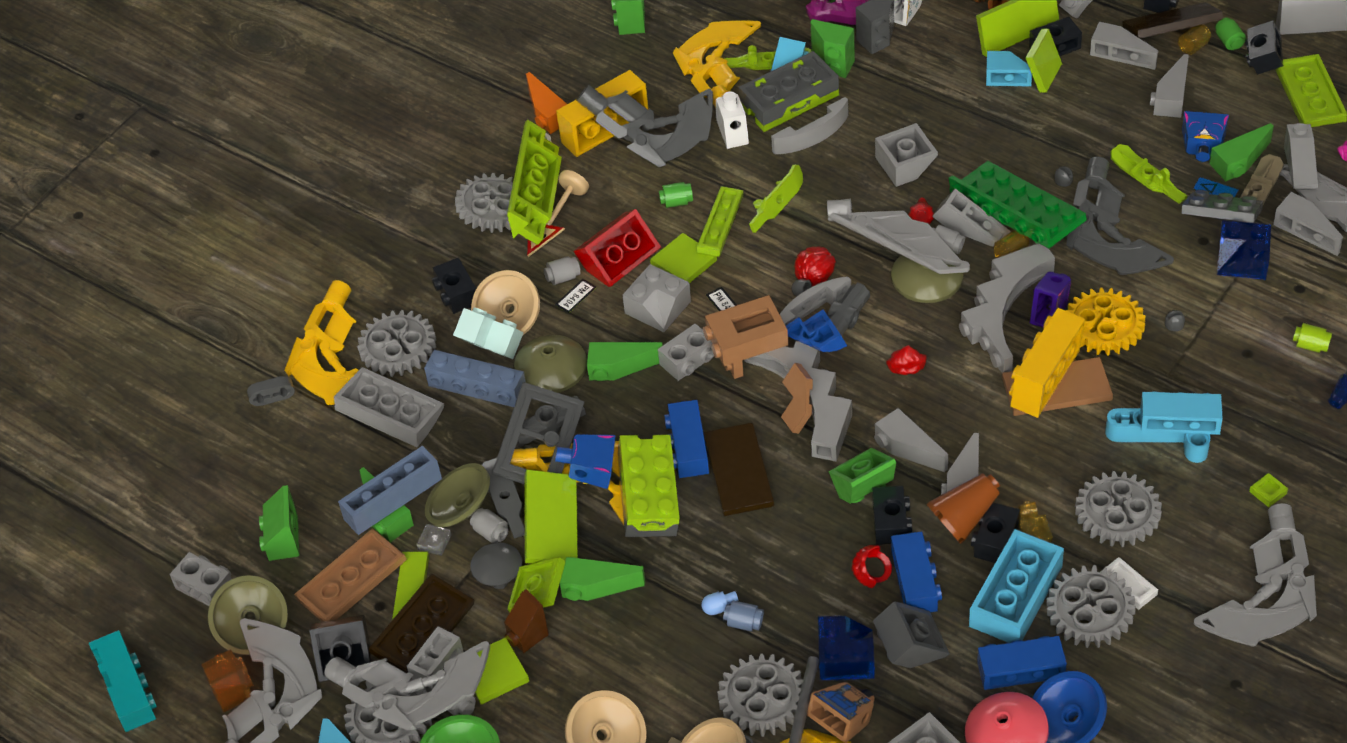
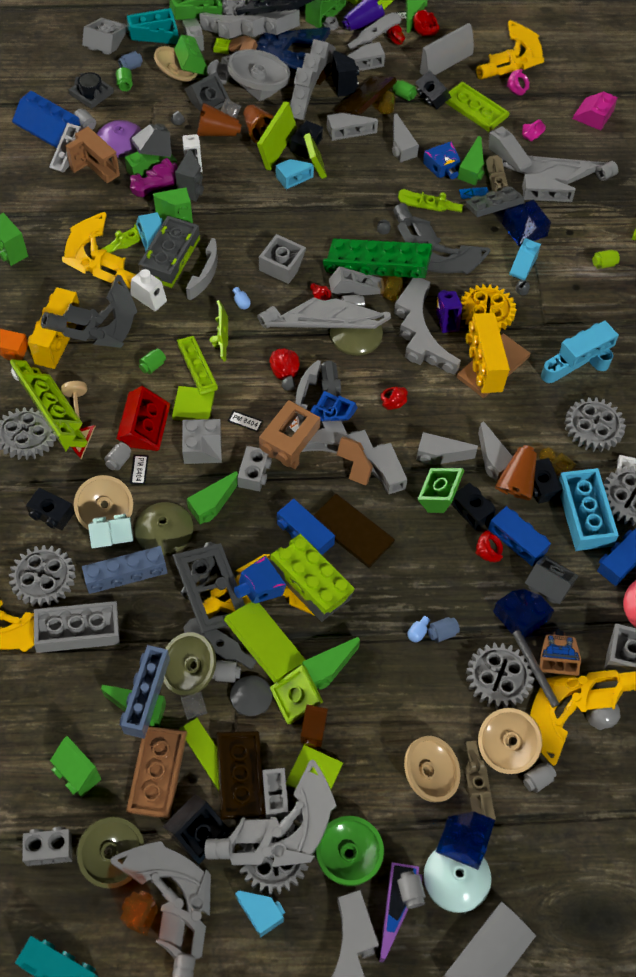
camera: 45 degrees left, 10 degrees up
(828, 177) = (241, 299): none -> light blue cylinder
(1204, 289) = (525, 259): none -> medium azure slope

